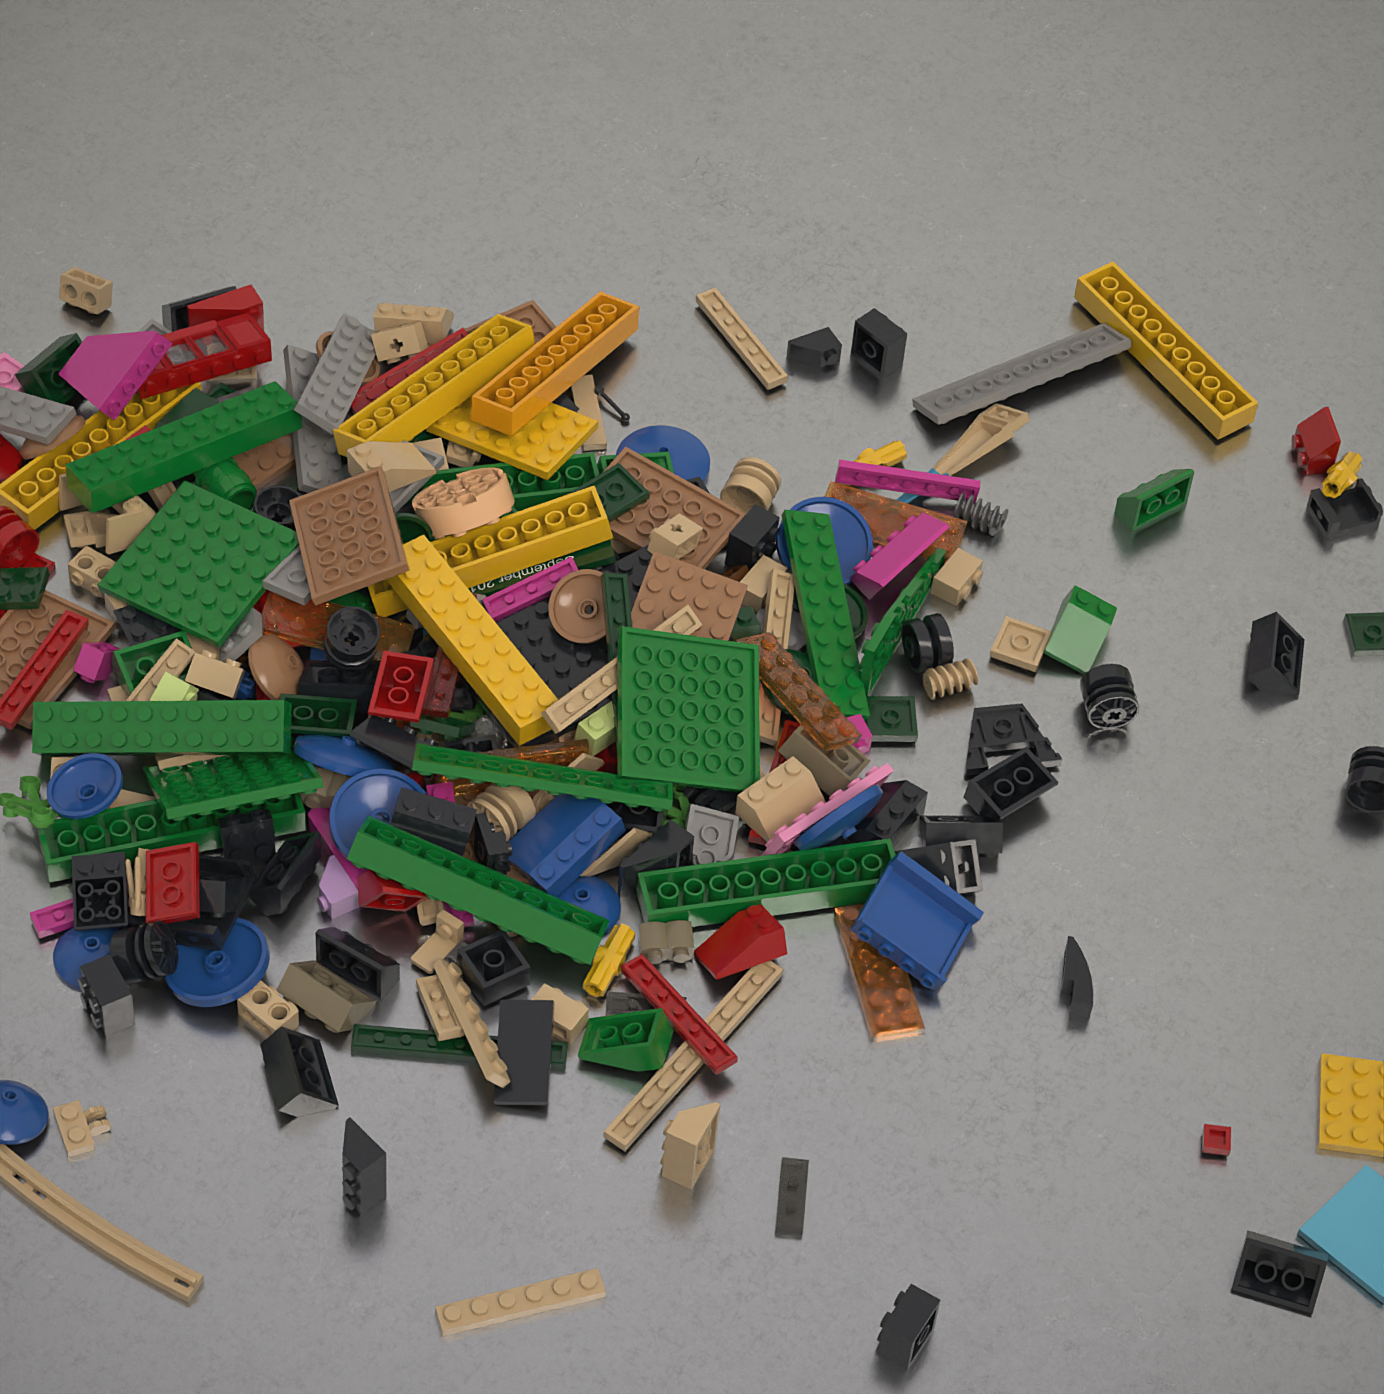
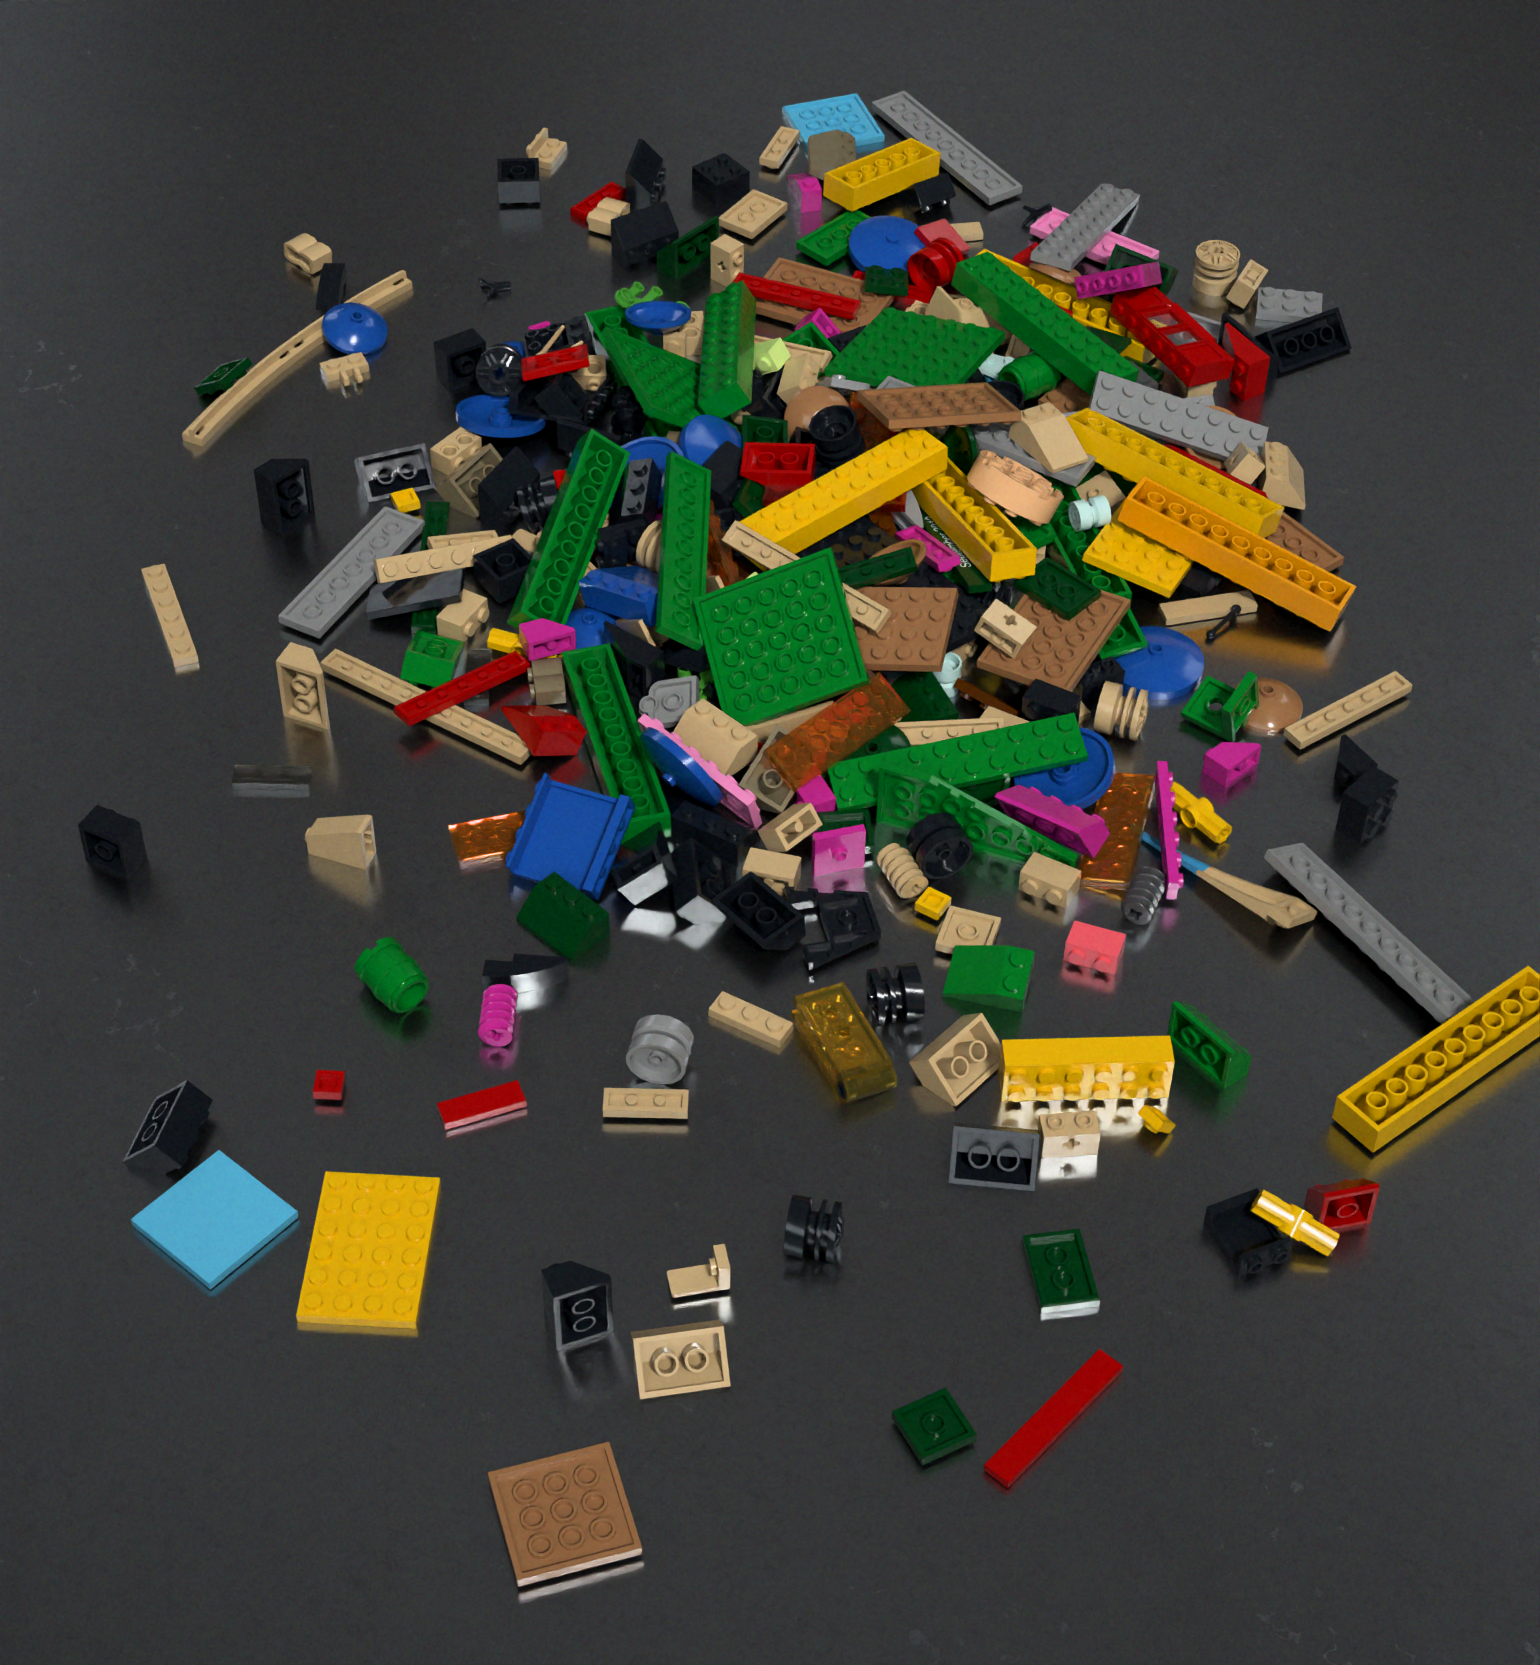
camera: 90 degrees right, 5 degrees down
(52, 309) = (1215, 267): none -> tan wheel
(90, 1248) = (223, 376): none -> dark green plate
(118, 264) = (1287, 304): none -> light grey plate
(180, 263) = (1307, 340): none -> black slope
(348, 1065) = (405, 500): none -> yellow plate
(397, 921) = (537, 504): none -> black wheel
(468, 1118) = (350, 572): none -> light grey plate
(487, 453) = (1094, 513): none -> light aqua wheel
(625, 930) = (545, 638): none -> dark pink slope
(724, 396) = (1277, 707): none -> medium nougat dish
(752, 411) = (1236, 705): none -> green bracket
(810, 429) = (1230, 761): none -> dark pink slope
(888, 748) = (790, 827): none -> tan brick
(902, 1120) = (343, 839): none -> tan slope
(929, 718) = (838, 850): none -> dark pink plate
(944, 777) = (773, 868): none -> tan brick
(985, 663) = (933, 903): none -> yellow plate
(1003, 944) = (564, 917): none -> dark green slope
(1039, 558) = (1094, 947): none -> coral brick
(1091, 1078) = (392, 975): none -> green piece
(1121, 813) = (750, 1019): none -> tan plate
(1131, 999) = (497, 1015): none -> dark pink piece
(1161, 742) = (843, 1043): none -> clear yellow hinge
(1168, 667) = (959, 1059): none -> tan slope
(1178, 870) = (660, 1049): none -> light grey wheel
(1192, 579) = (1085, 1068): none -> yellow brick
(1227, 895) = (645, 1103): none -> tan plate
(1231, 1022) = (481, 1104): none -> red tile
(1232, 546) = (1156, 1120): none -> yellow plate
(1252, 600) = (1068, 1134): none -> tan brick

